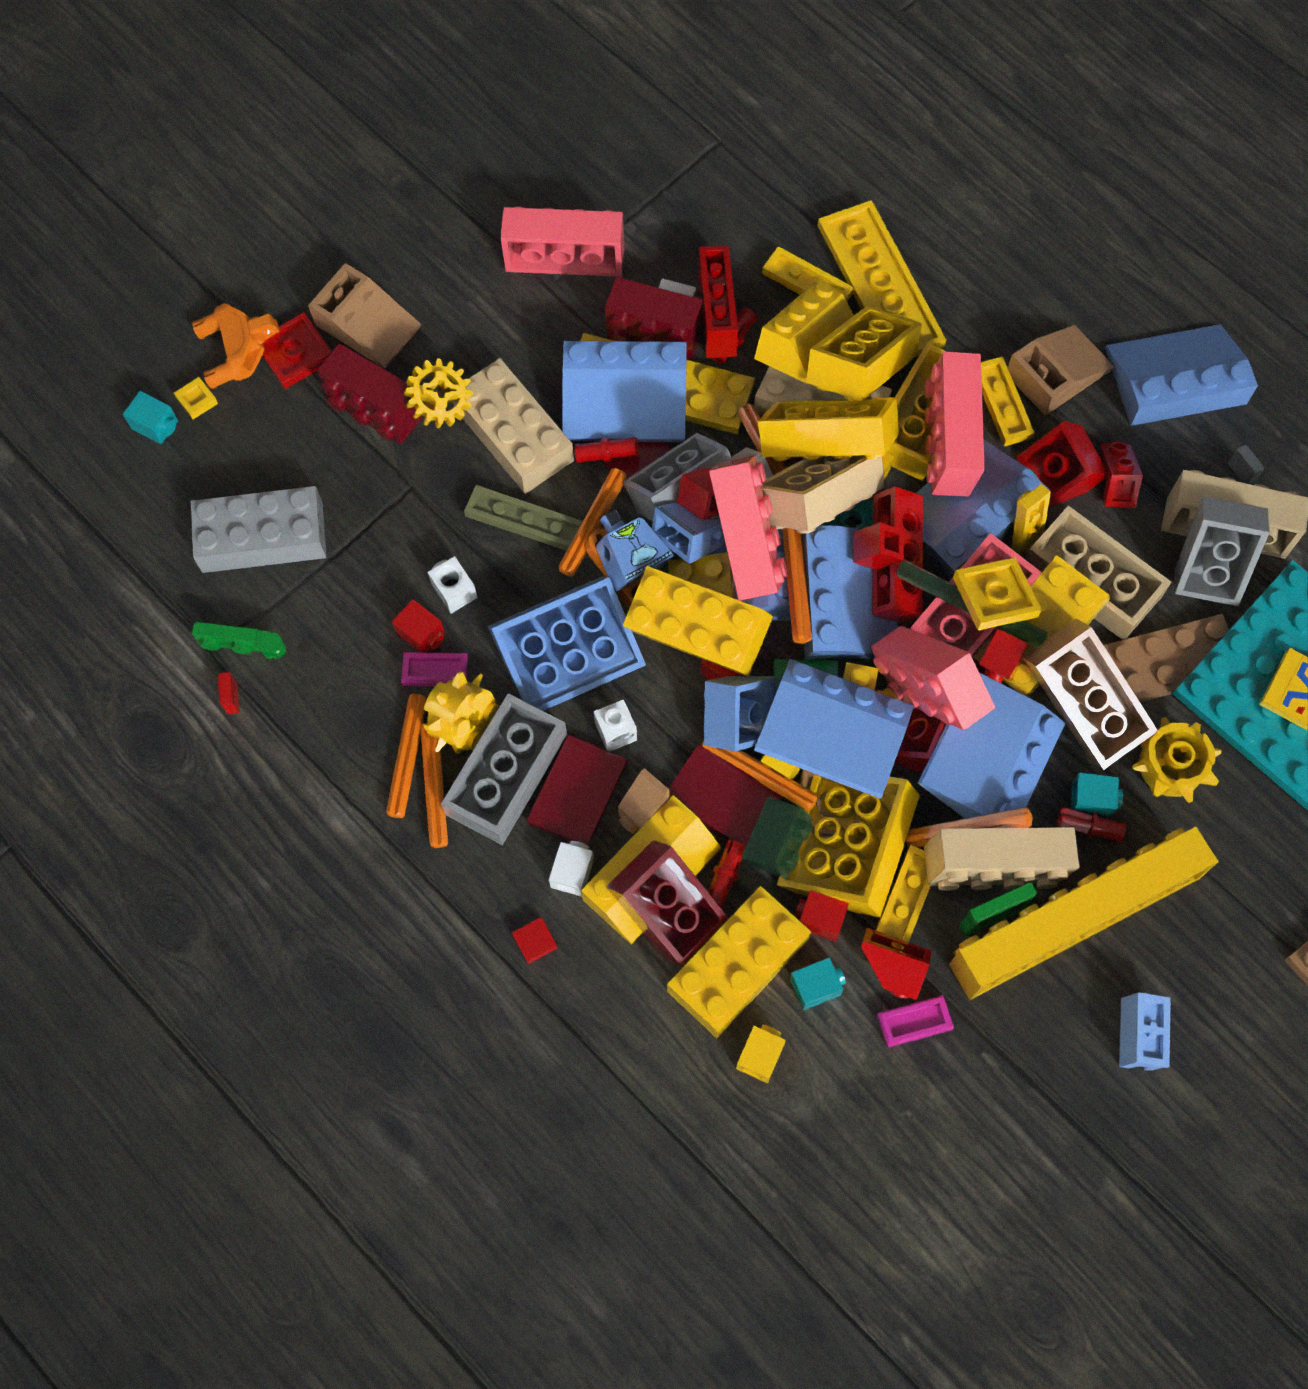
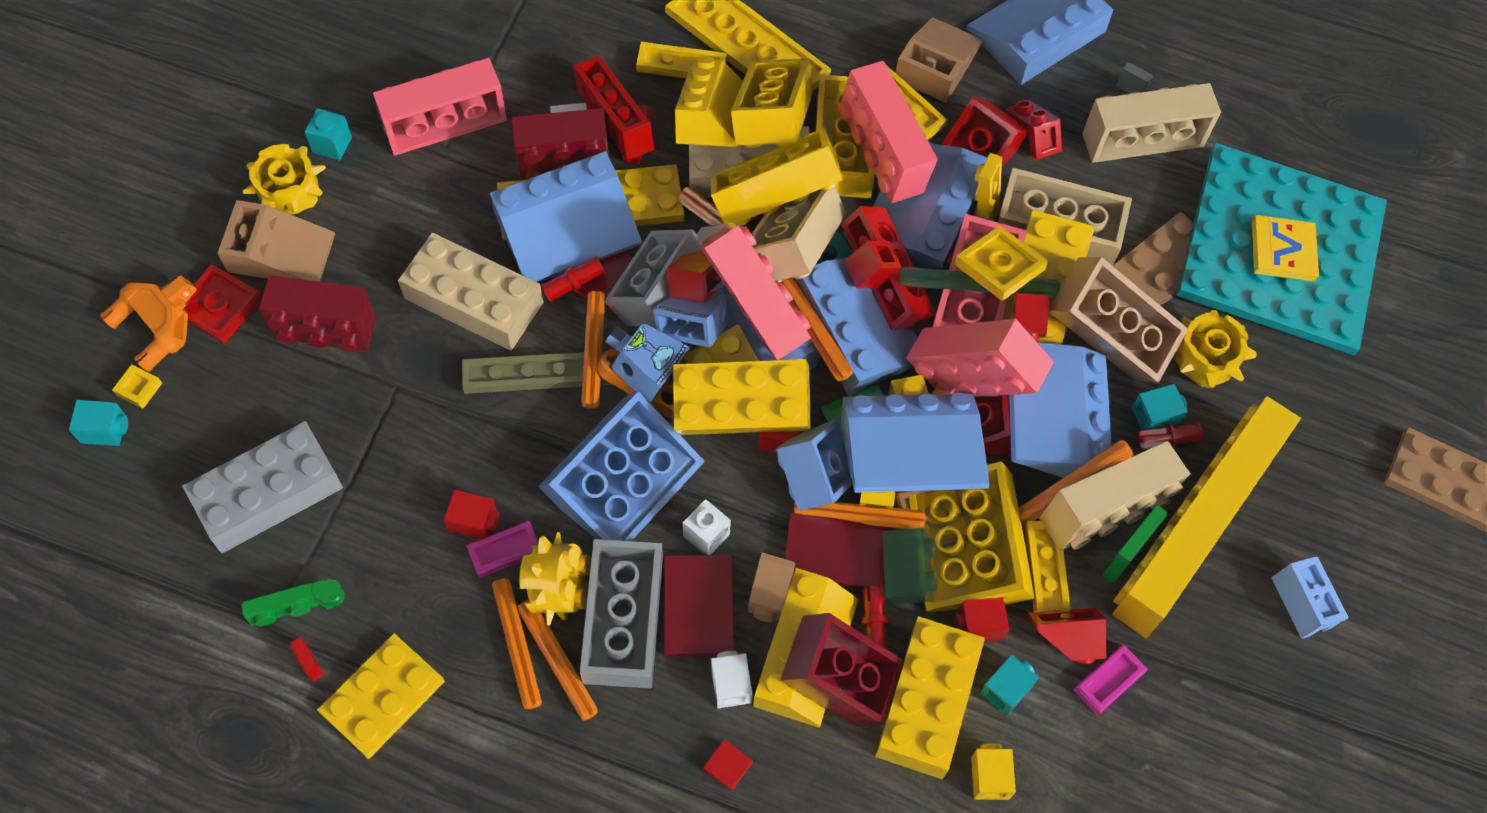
camera: 30 degrees left, 5 degrees down
(275, 751) = (381, 696): none -> yellow plate
(397, 259) = (284, 179): none -> yellow brick
(452, 391) = (391, 273): yellow gear -> none
(452, 596) = (490, 472): white brick -> none
(454, 230) = (328, 134): none -> teal brick
(1221, 550) = (1160, 155): light grey brick -> none

